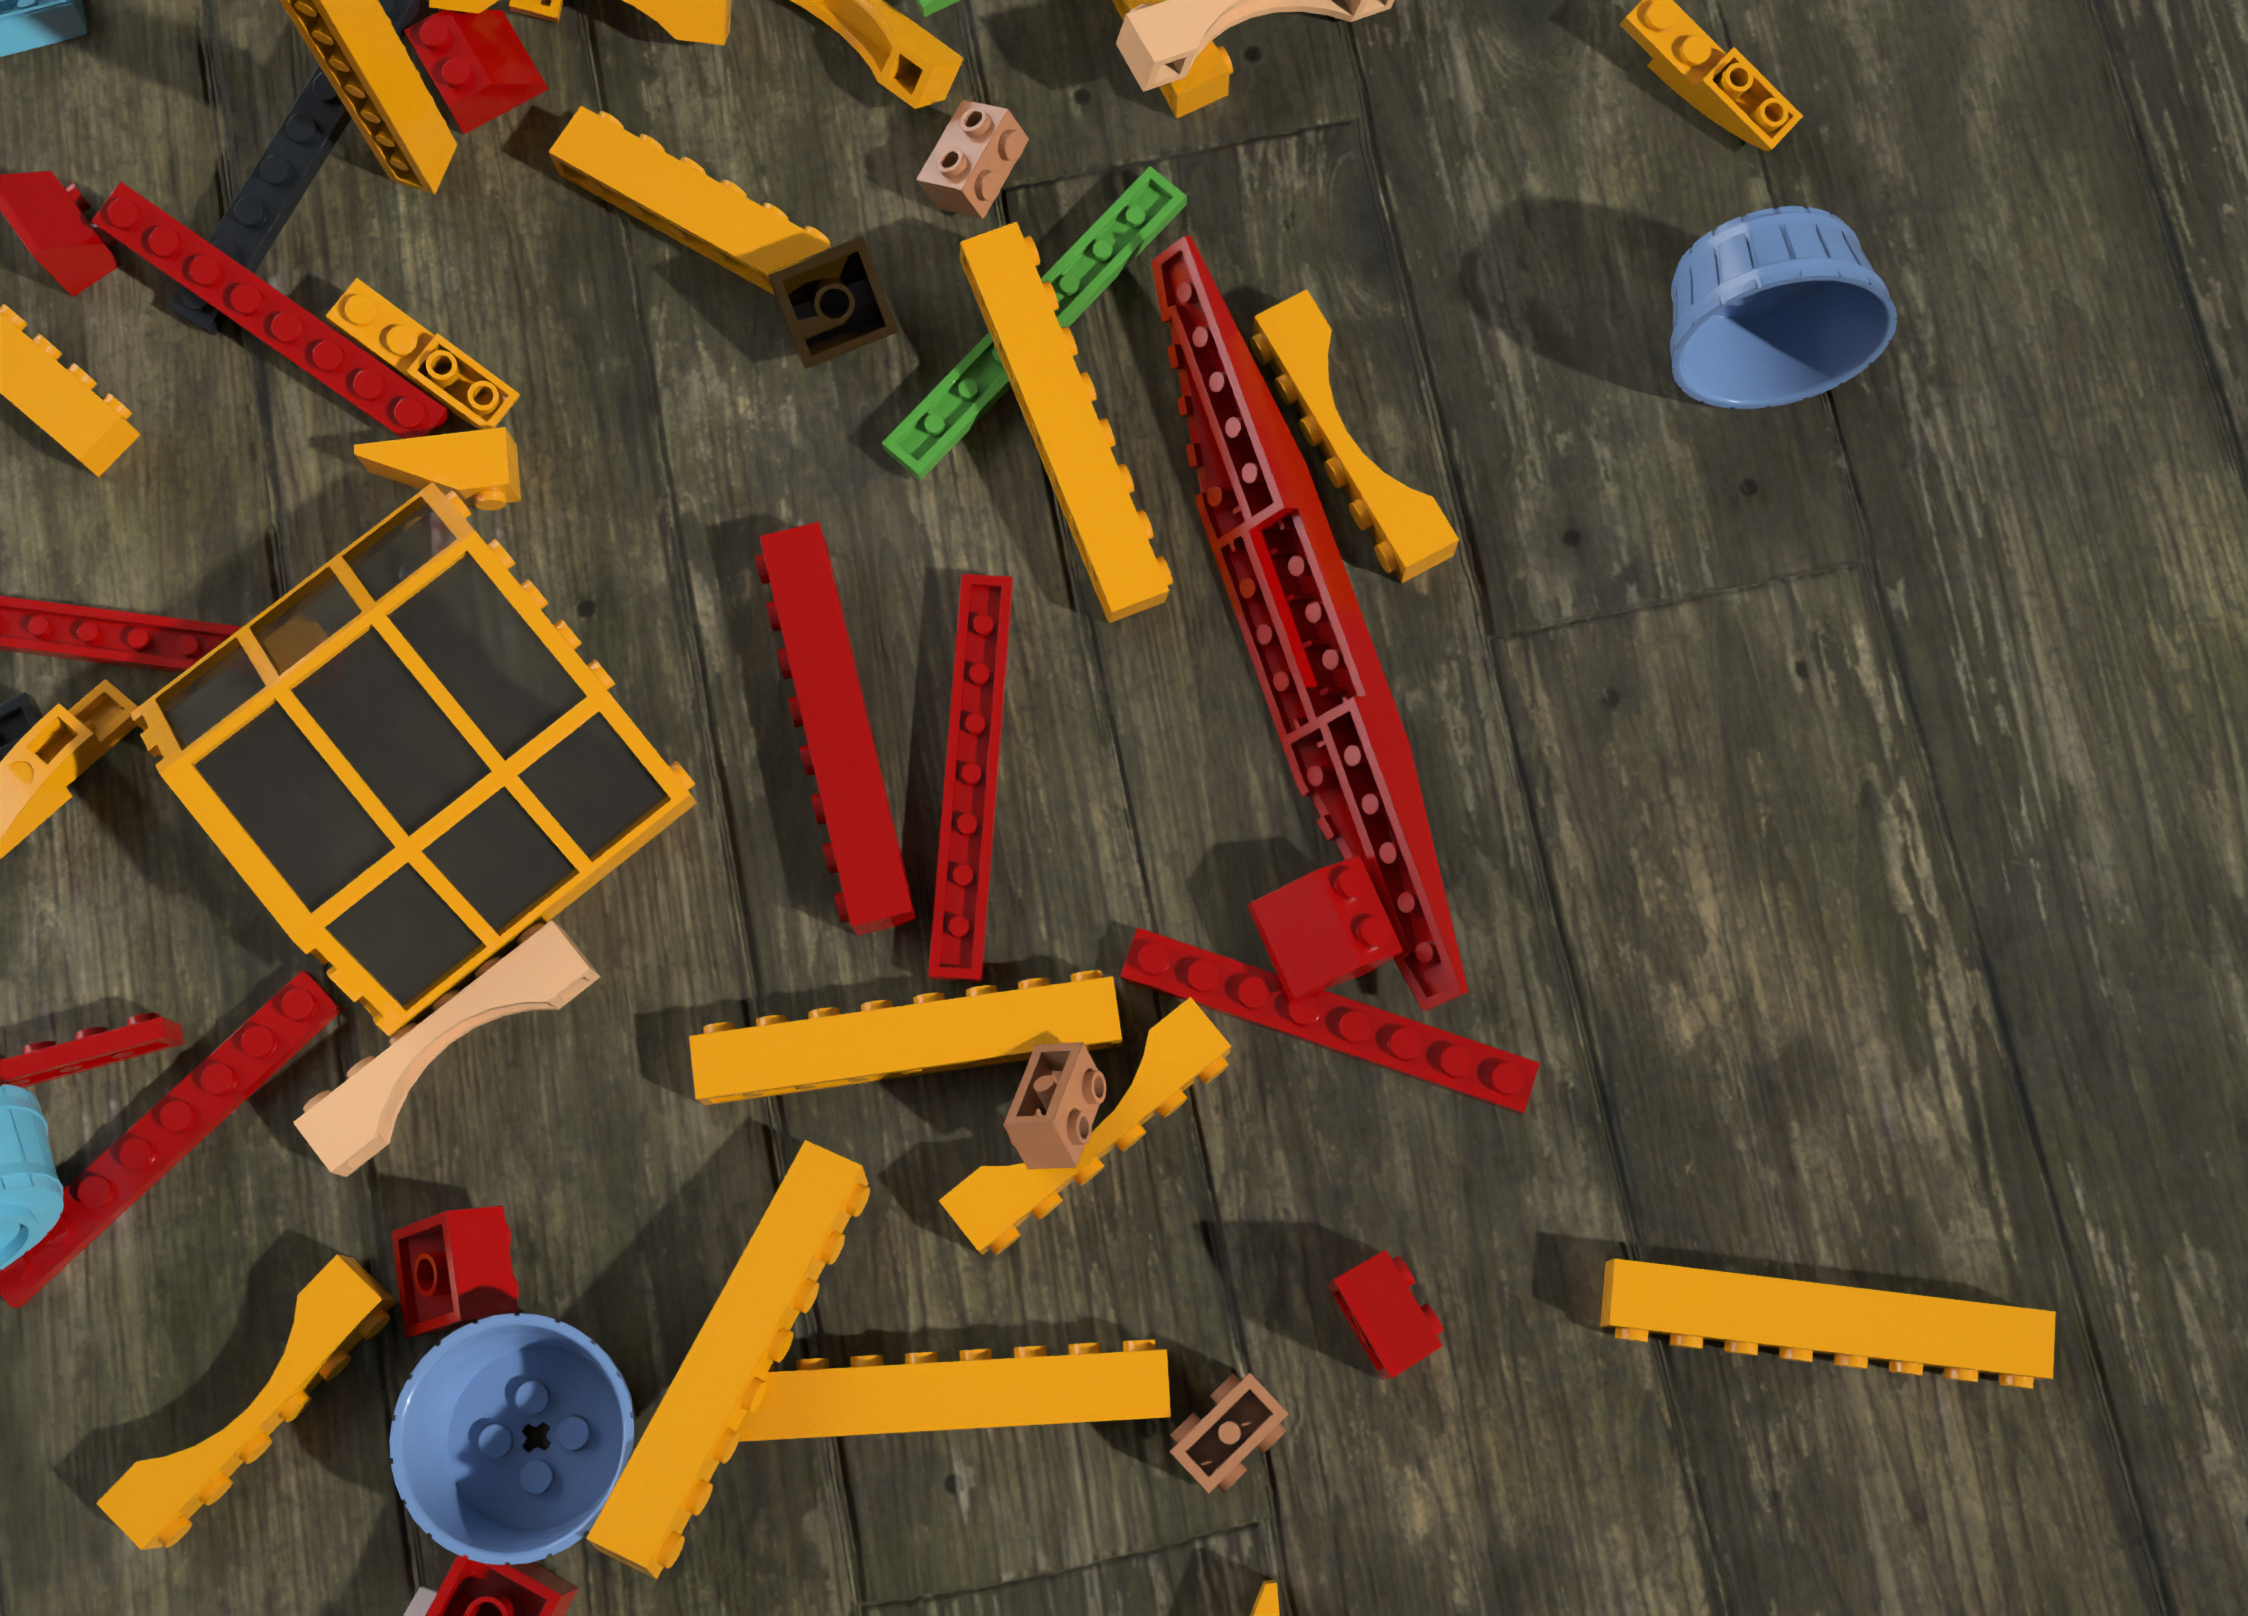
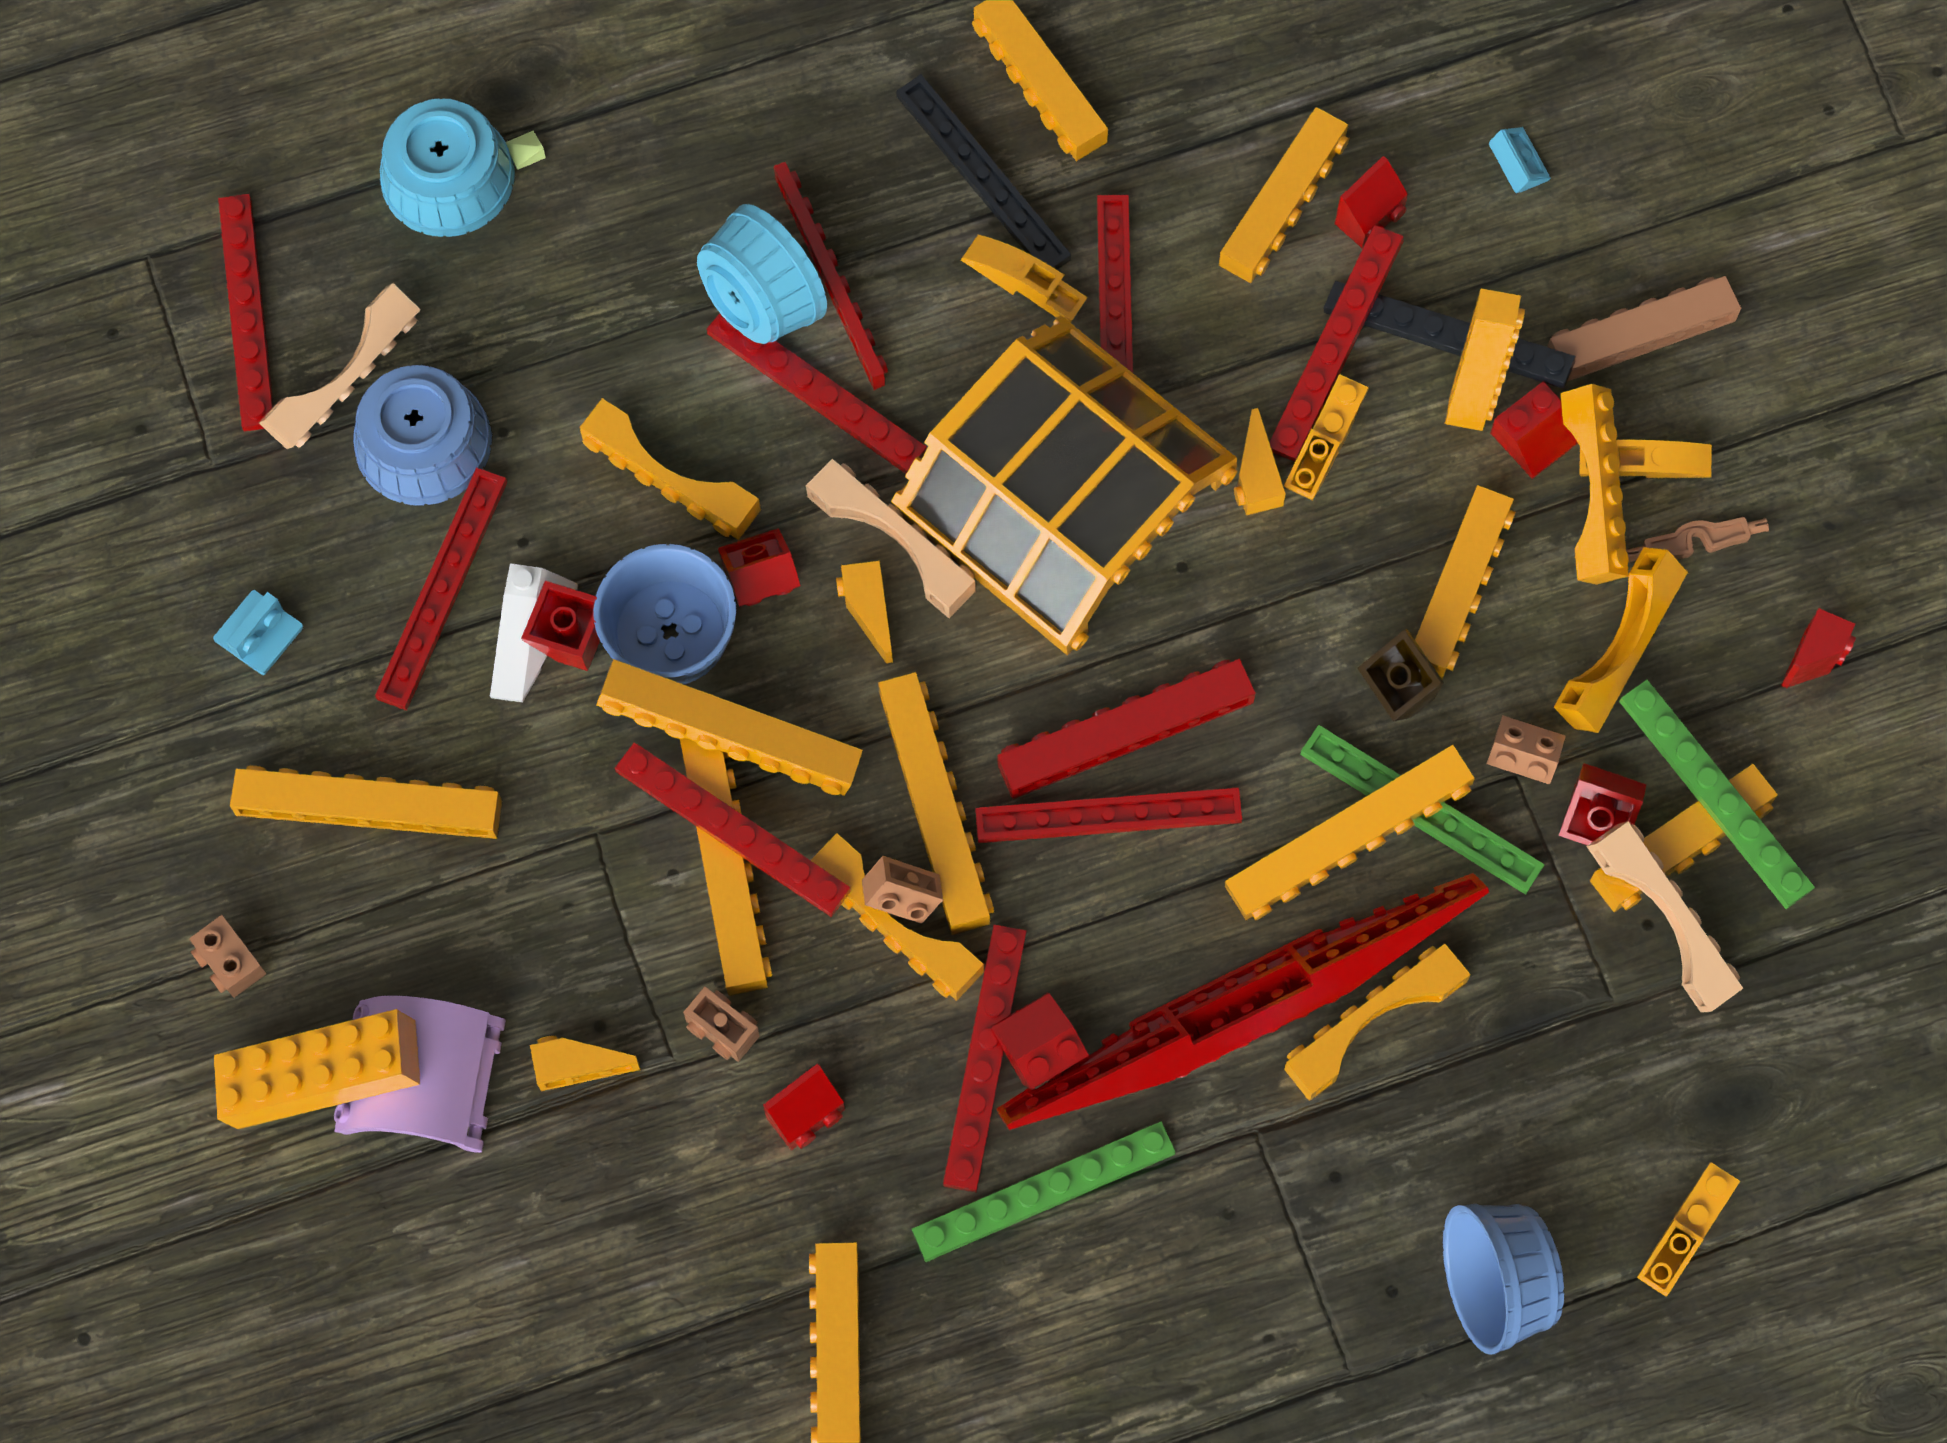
camera: 80 degrees right, 5 degrees down
(551, 1101) = (866, 602): none -> light orange slope
(903, 1375) = (733, 829): none -> red plate
(1075, 74) = (1600, 803): none -> red slope
(1551, 965) = (1043, 1191): none -> bright green plate

